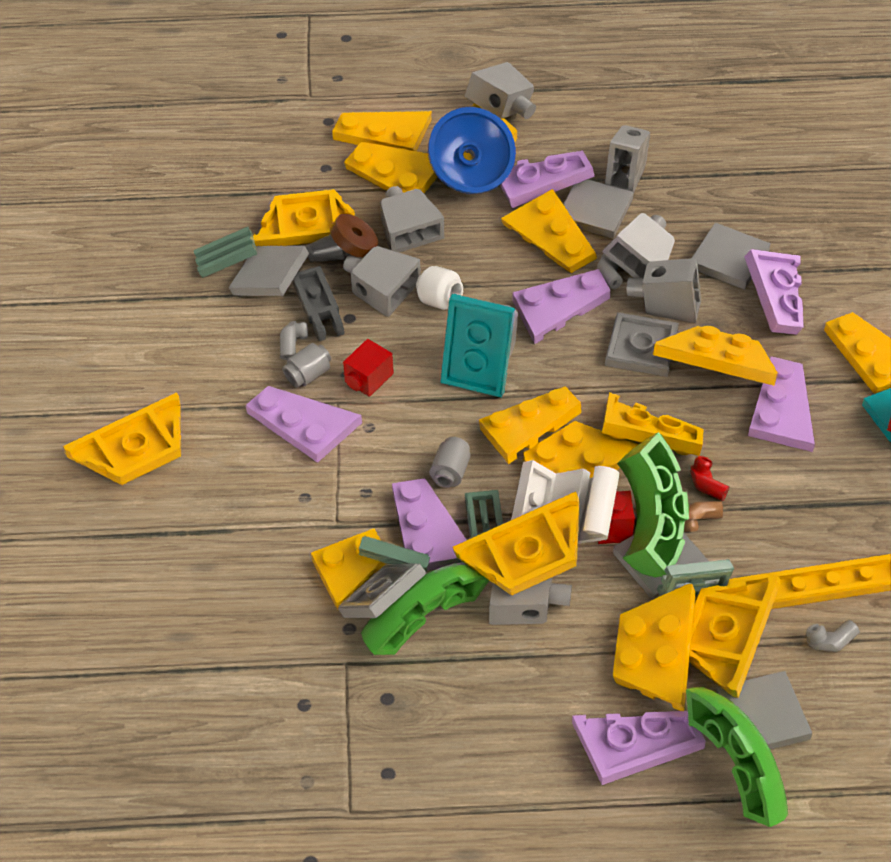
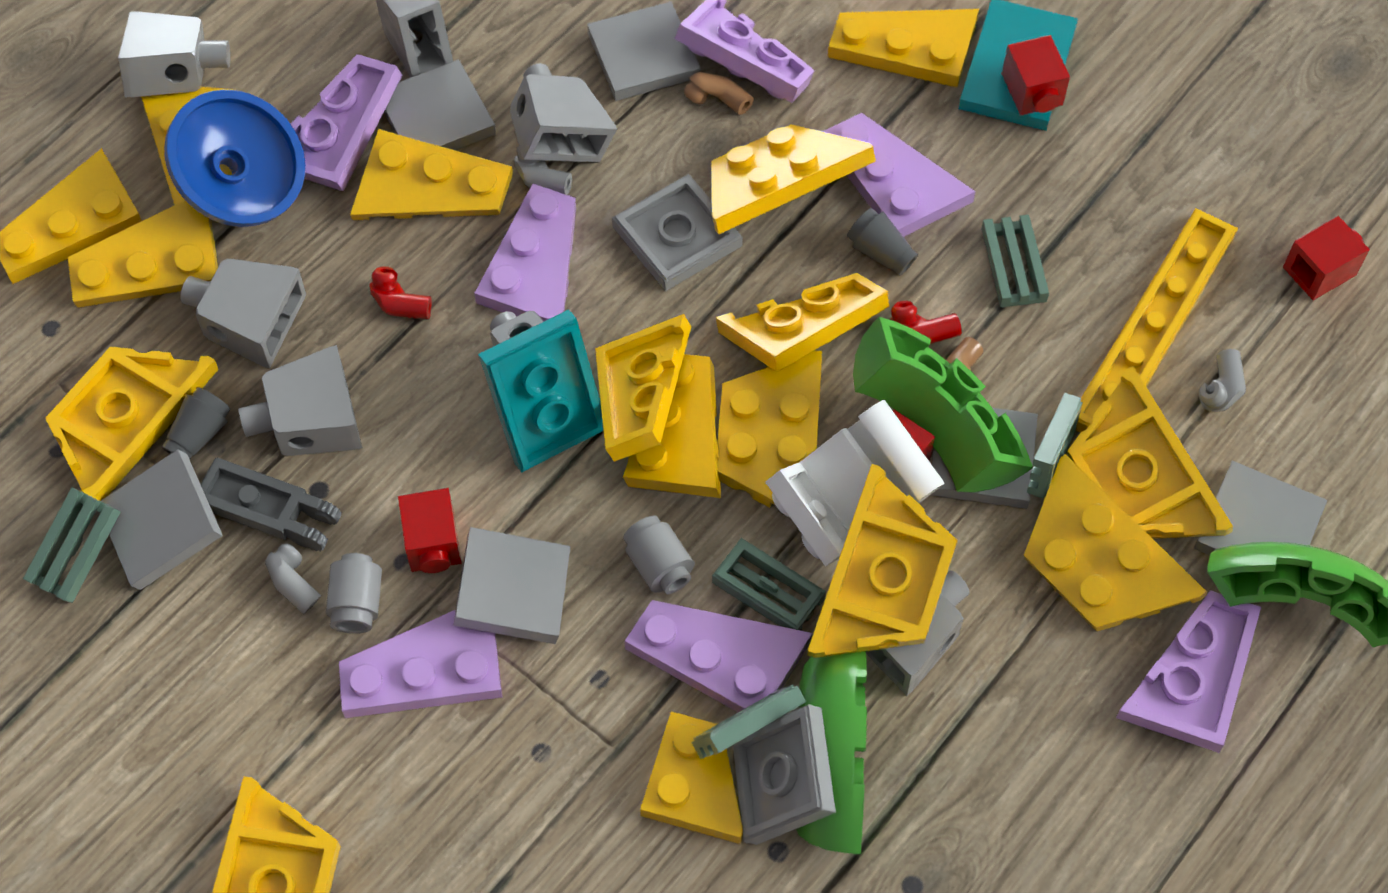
camera: 50 degrees left, 10 degrees up
(353, 235) = (220, 384): reddish brown piece -> none
(373, 418) = (512, 585): none -> light grey tile
(437, 286) = (389, 360): white head -> none
(476, 268) = (393, 298): none -> red arm
(529, 384) = (638, 385): none -> yellow wing
(669, 289) = (644, 142): light grey torso -> none
(734, 425) = (881, 241): none -> dark grey cone
(744, 297) = (721, 87): none -> medium nougat arm
(808, 475) = (1008, 230): none -> sand green tile

